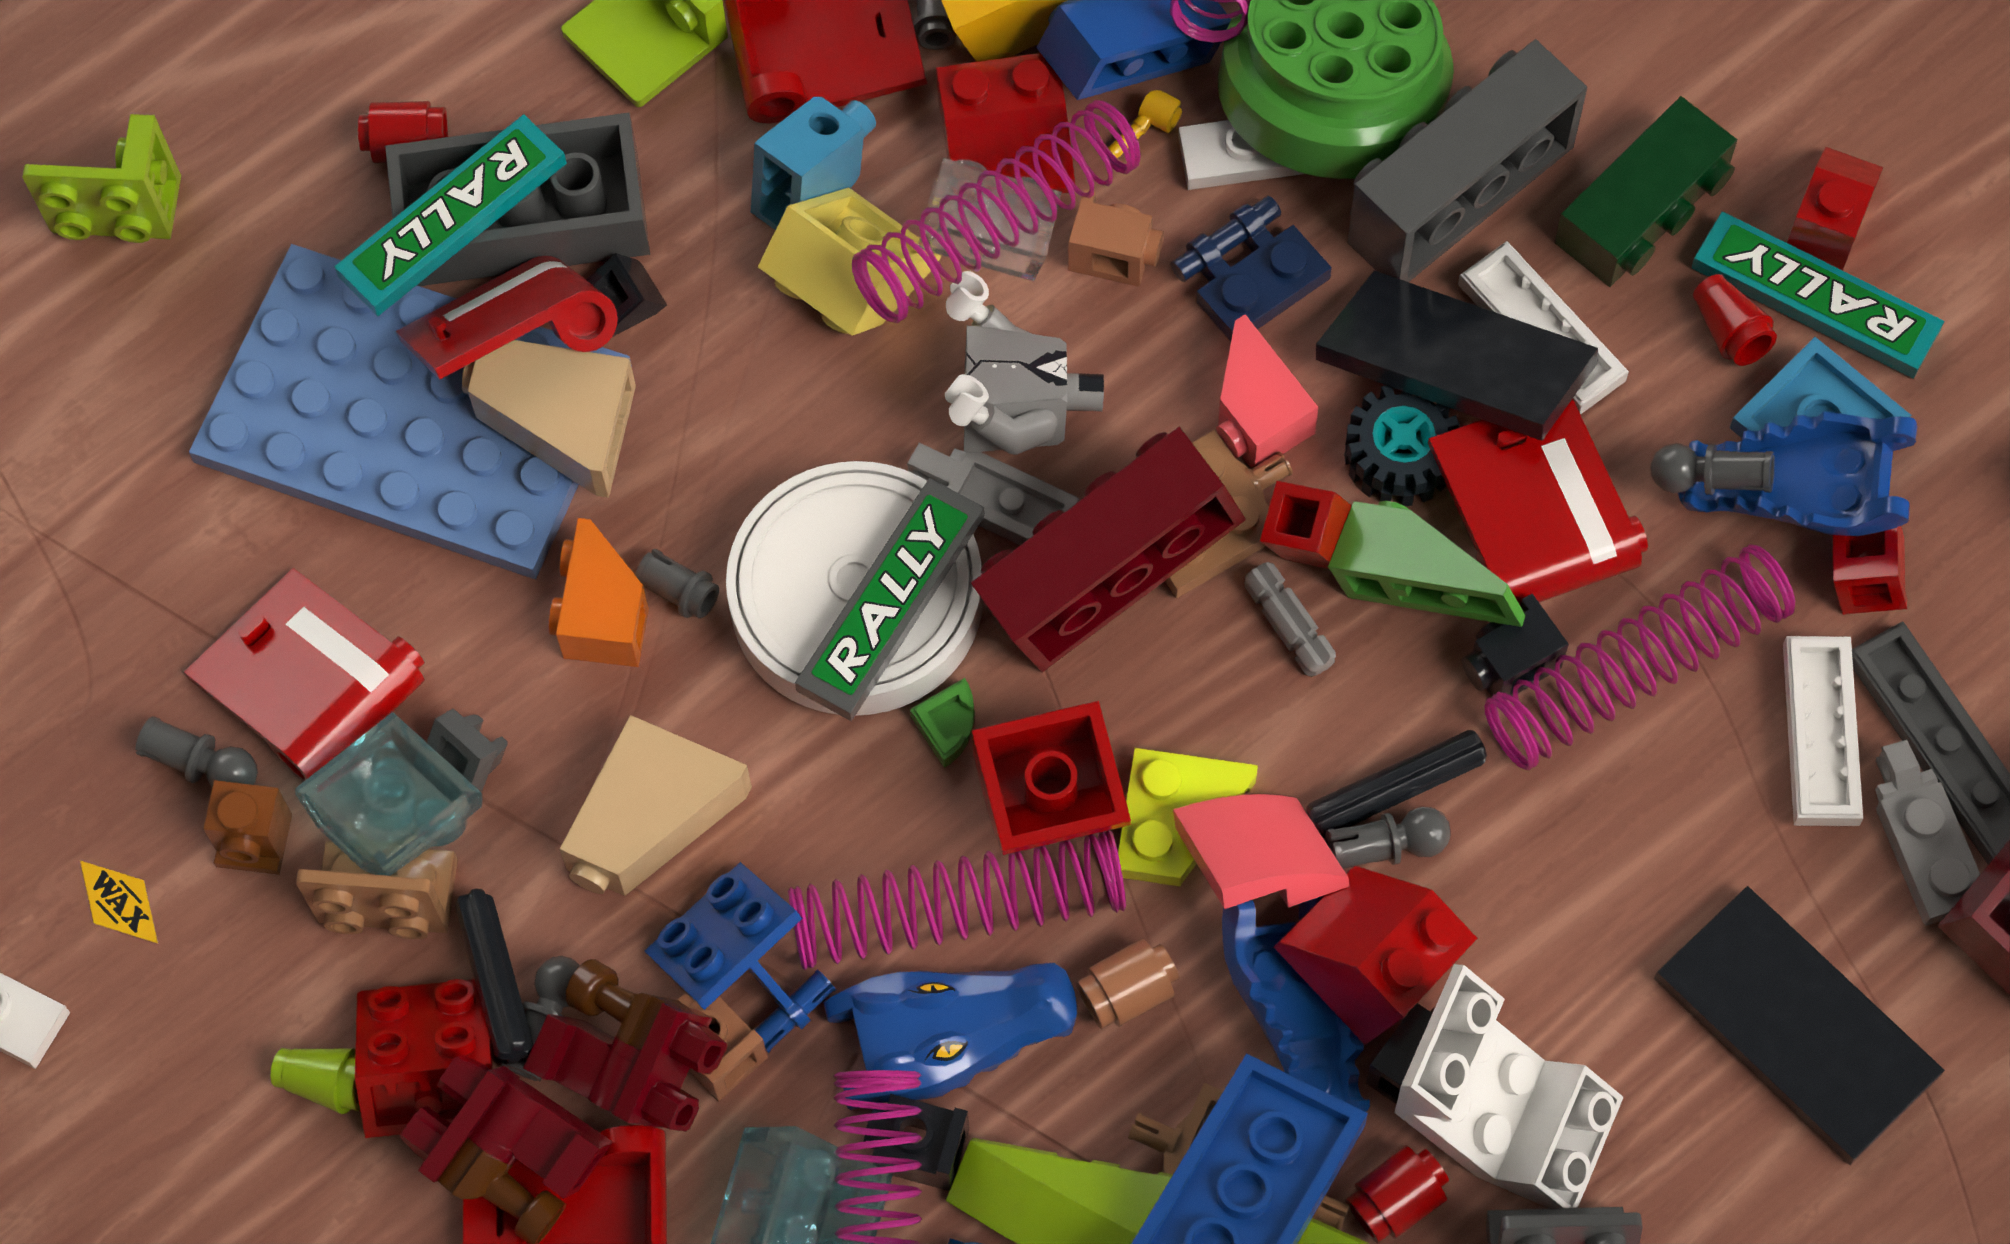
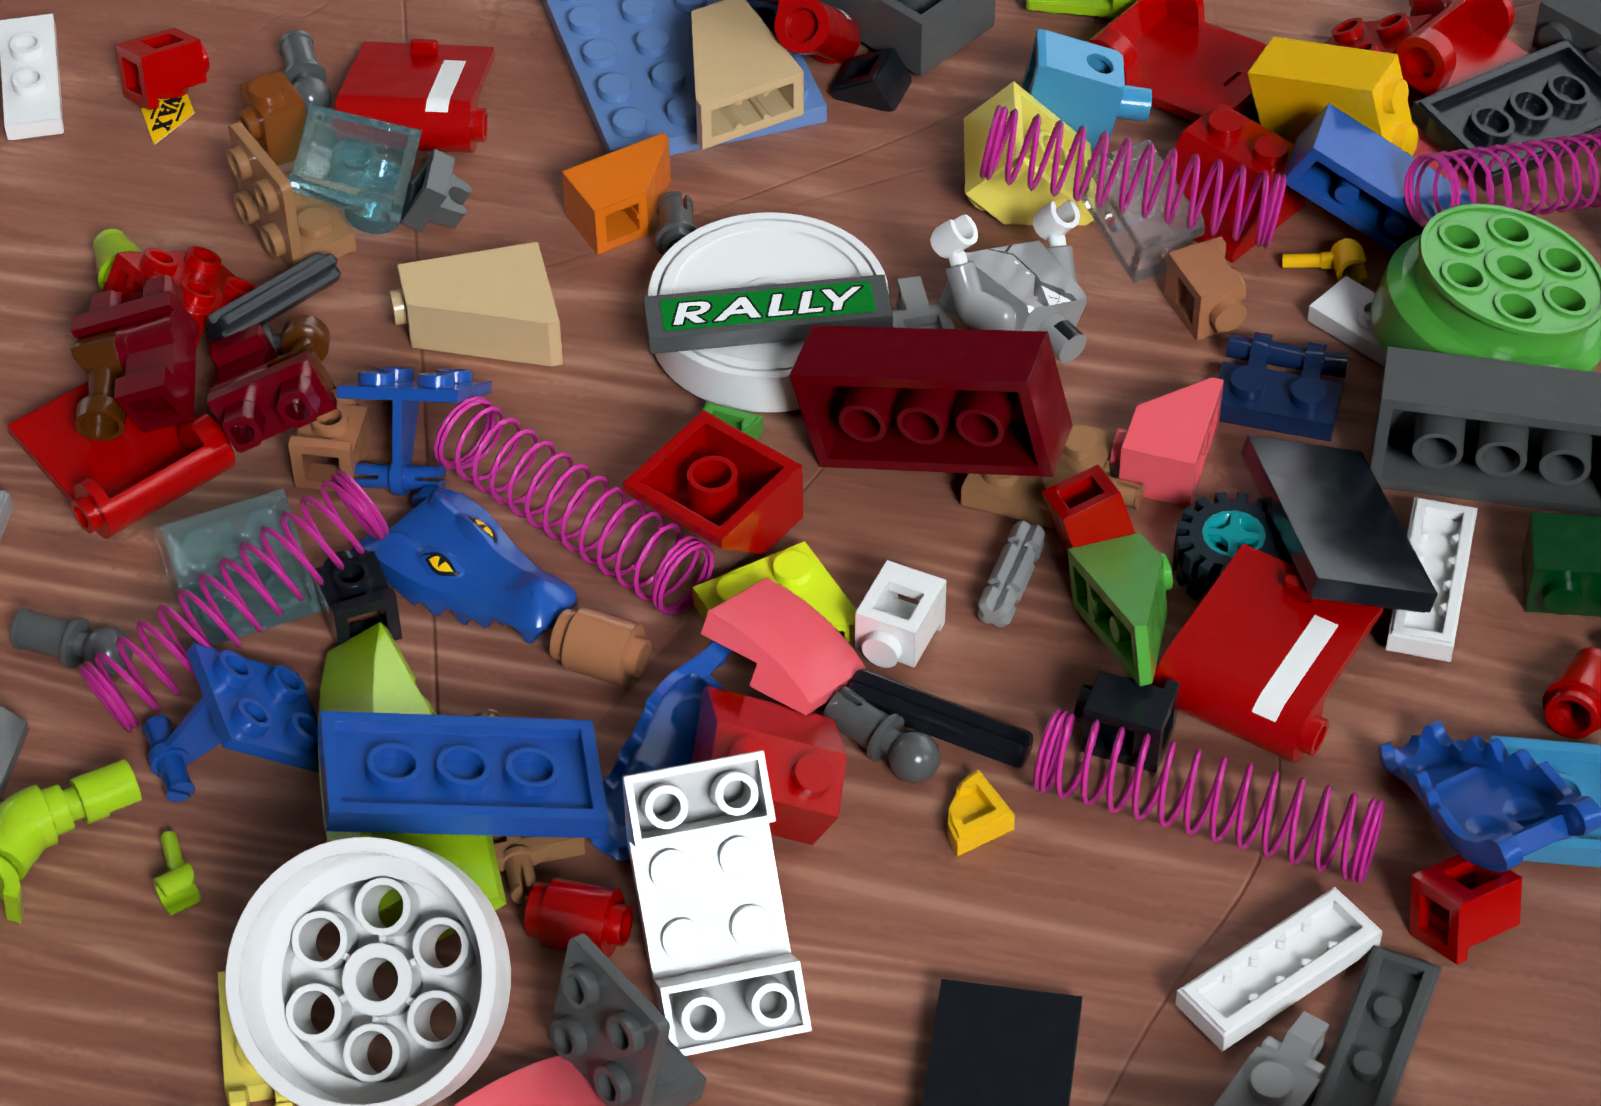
camera: 50 degrees right, 20 degrees down
(77, 874) = (161, 66): none -> red brick
(1282, 718) = (895, 629): none -> white brick
(1507, 828) = (976, 815): none -> yellow tile
(1679, 468) = (1418, 731): dark grey pin -> none

